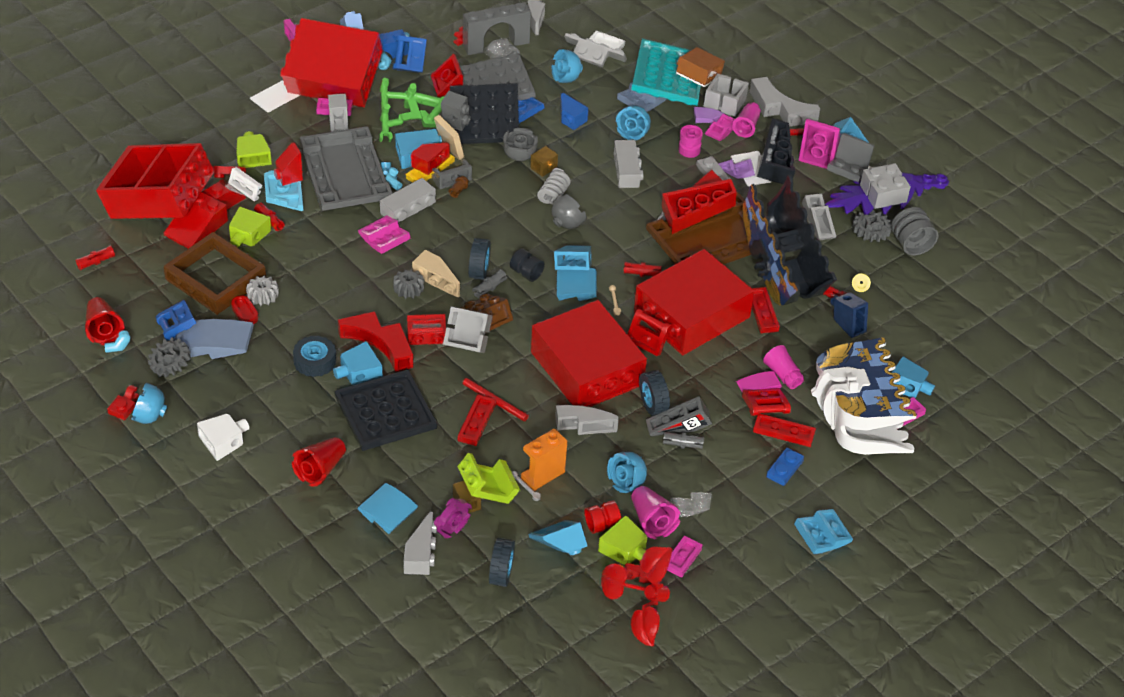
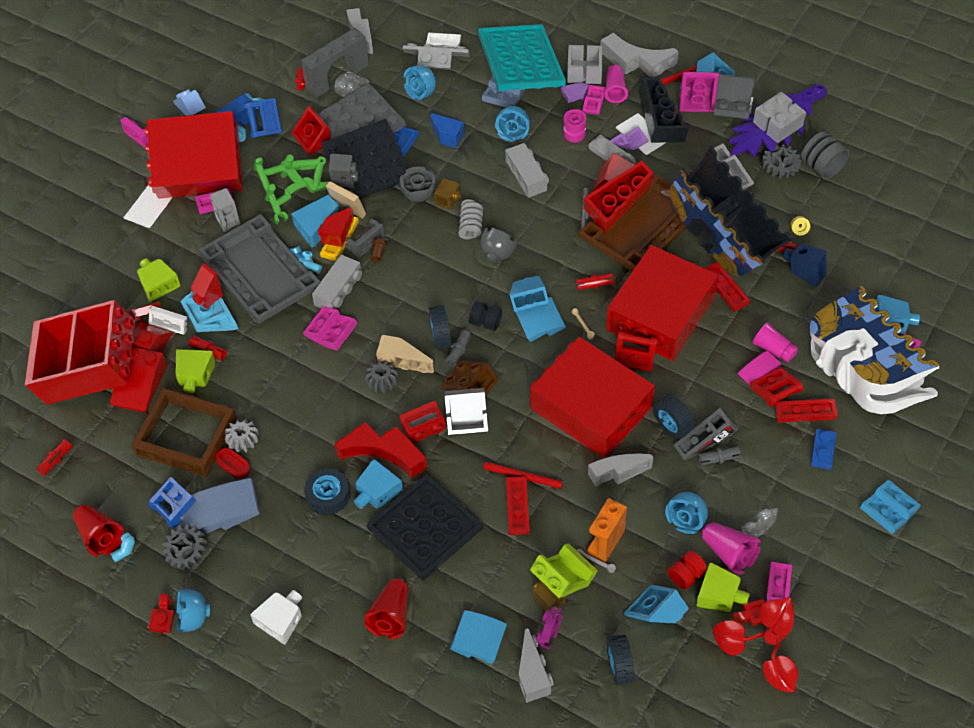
camera: 15 degrees left, 10 degrees up
(699, 66) = (549, 43): dark orange piece -> none

